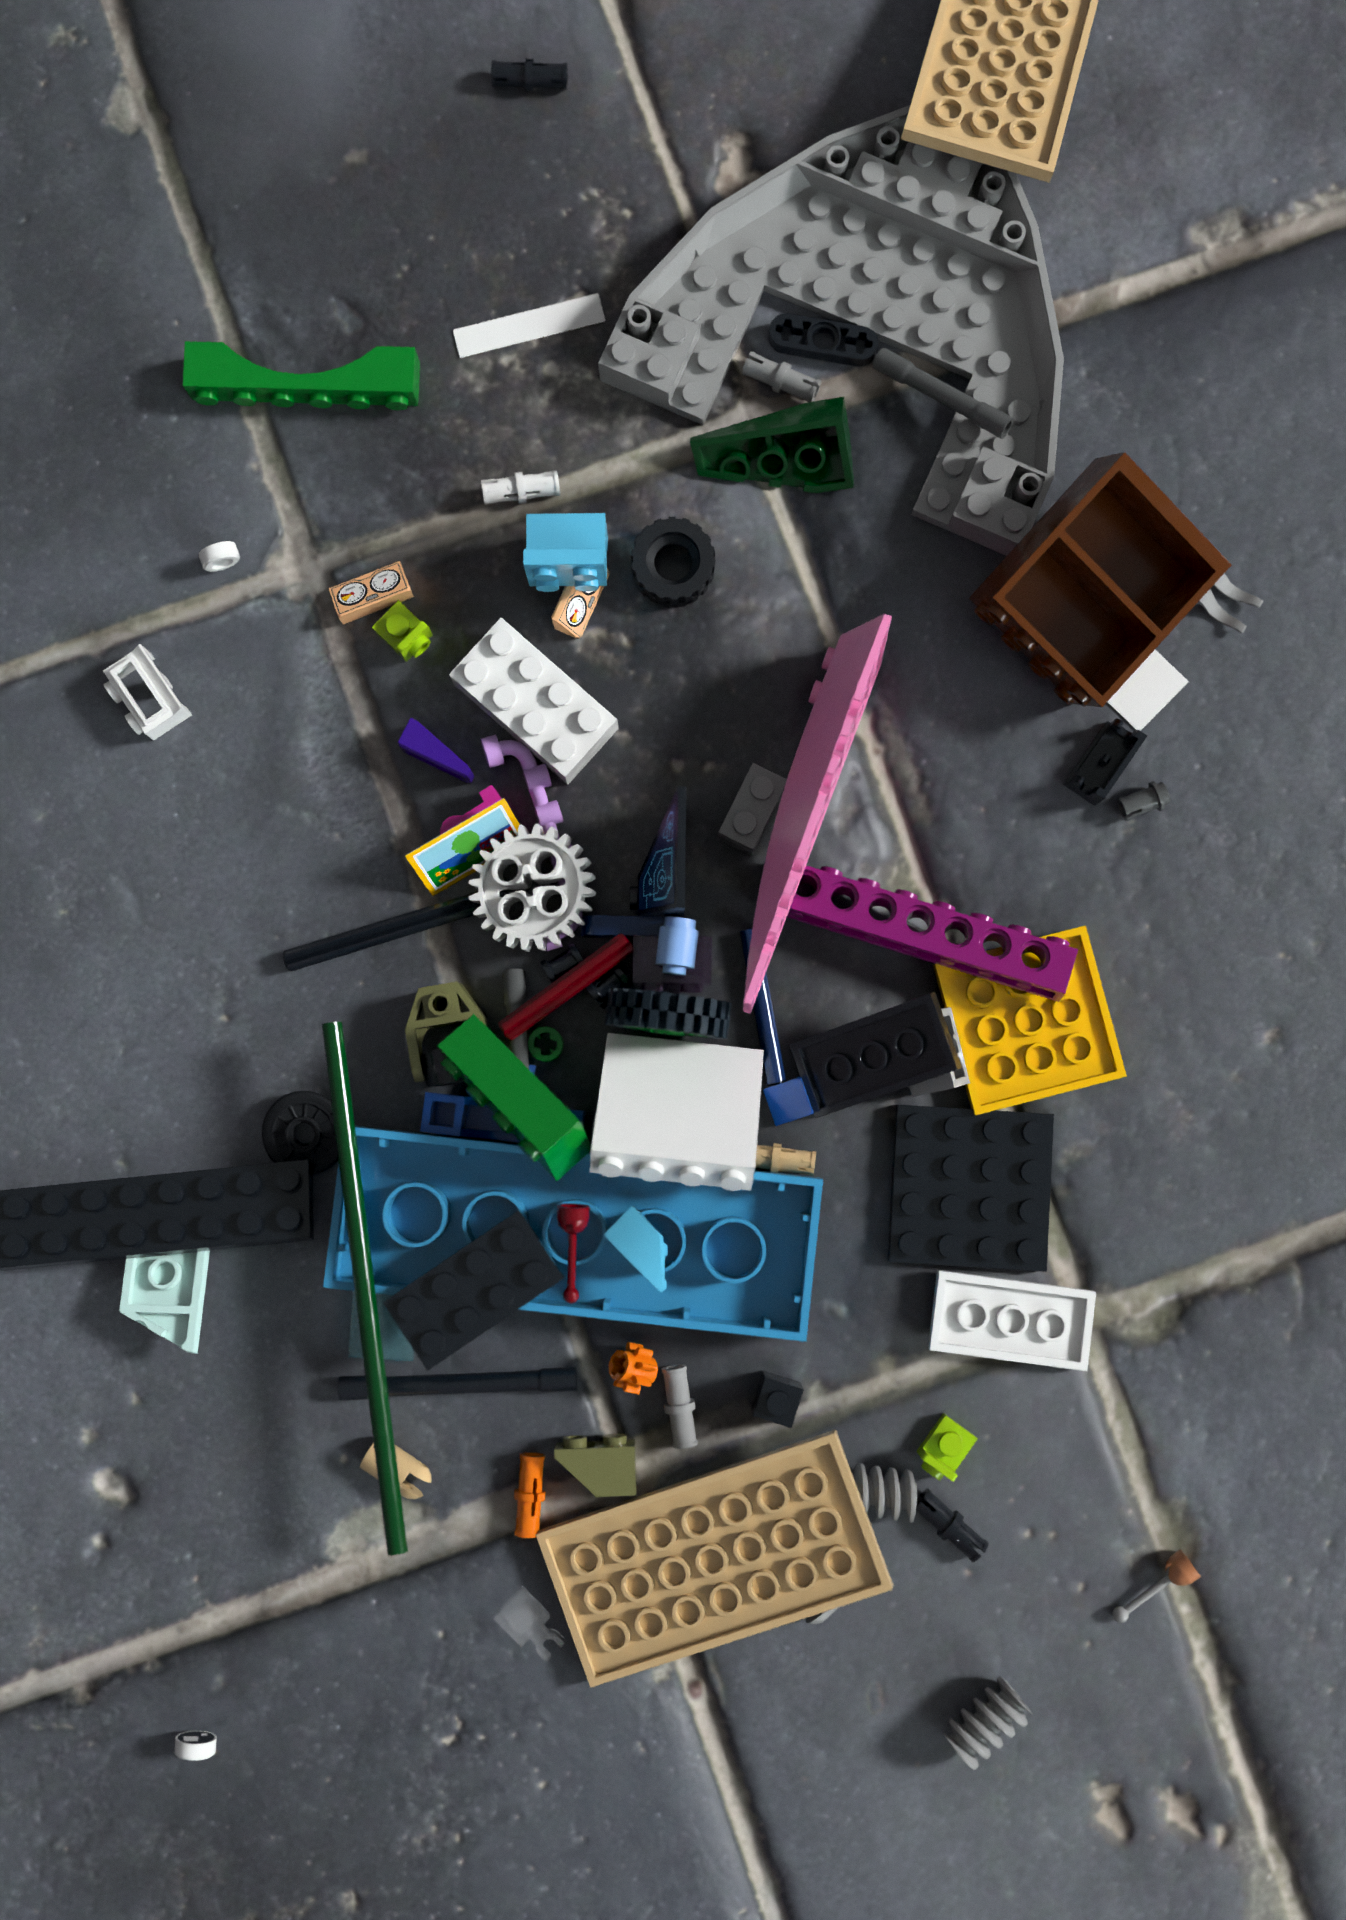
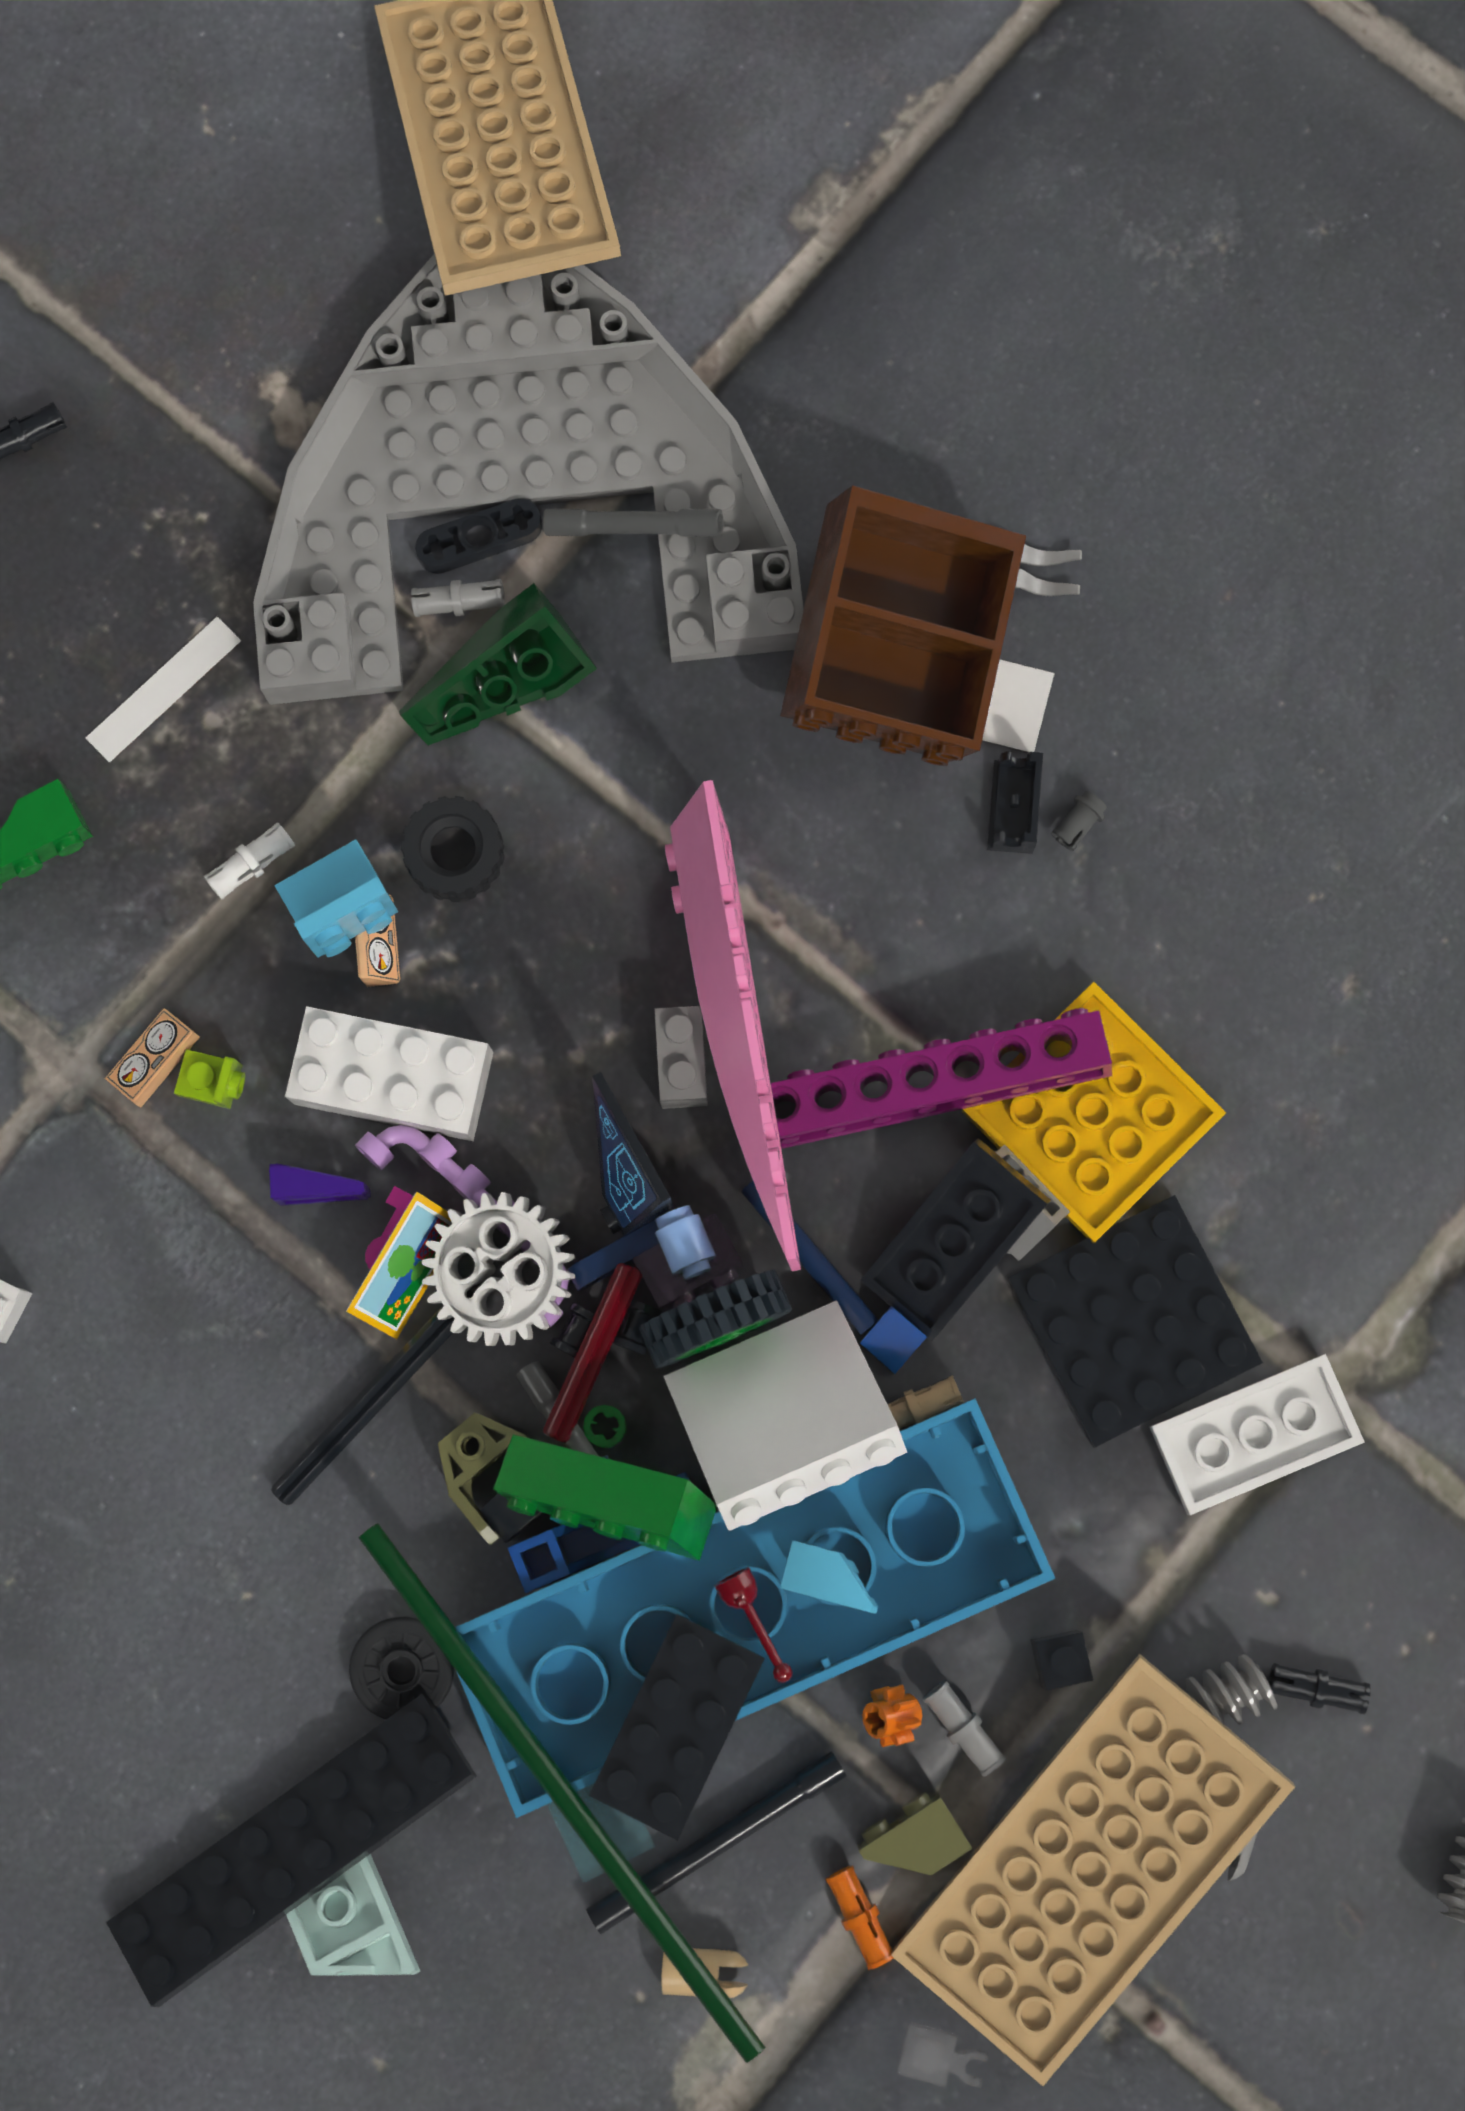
camera: 25 degrees left, 5 degrees down
(945, 1448) = (1267, 1609): lime bracket -> none

